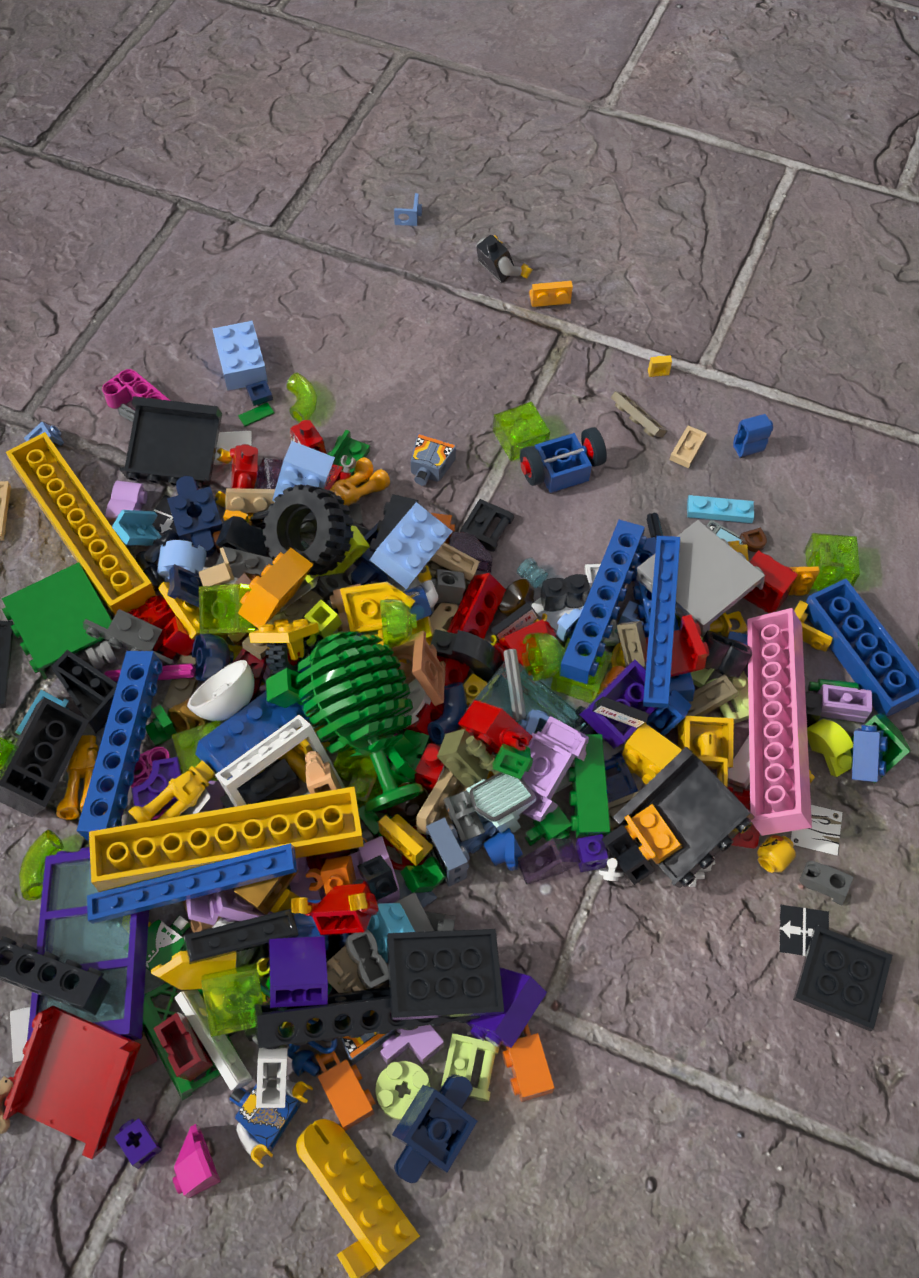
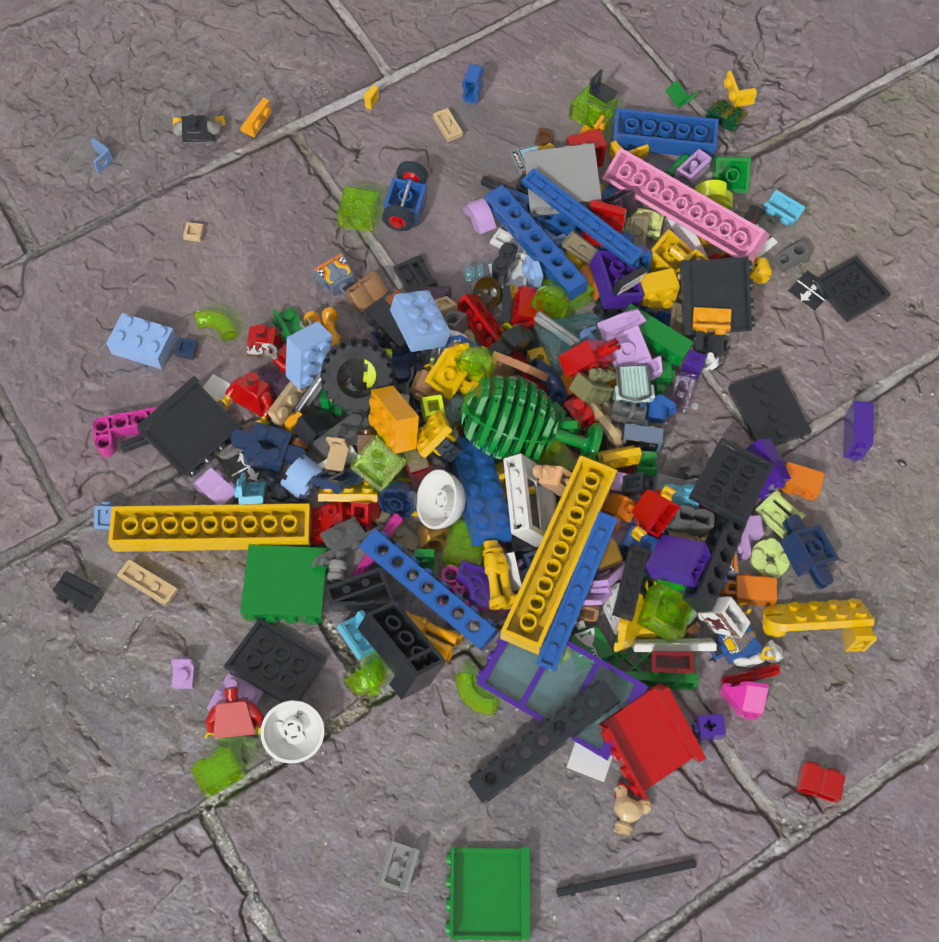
camera: 55 degrees left, 5 degrees up
(235, 1155) = (752, 675): none -> red axle
(248, 1050) = (693, 630): none -> reddish brown tile
(256, 414) = (200, 363): green window -> none
(280, 1165) = (777, 650): none -> white plate
(283, 689) = (473, 458): green brick -> none
(389, 325) = (193, 231): none -> tan tile
(431, 492) = (366, 291): none -> medium nougat brick
(513, 761) = (619, 360): green bracket -> none
(600, 536) = (480, 215): none -> lavender brick
(601, 975) = (769, 408): none -> black plate
(638, 415) = (400, 135): dark tan plate -> none
(643, 1096) = (858, 430): none -> dark purple brick
(720, 509) = (507, 140): medium azure plate -> none
(843, 807) = (754, 214): none -> black sticker
(851, 546) = (601, 90): none -> black bracket
(868, 754) = (736, 181): brick -> none
(884, 833) = (784, 208): none -> medium azure bracket

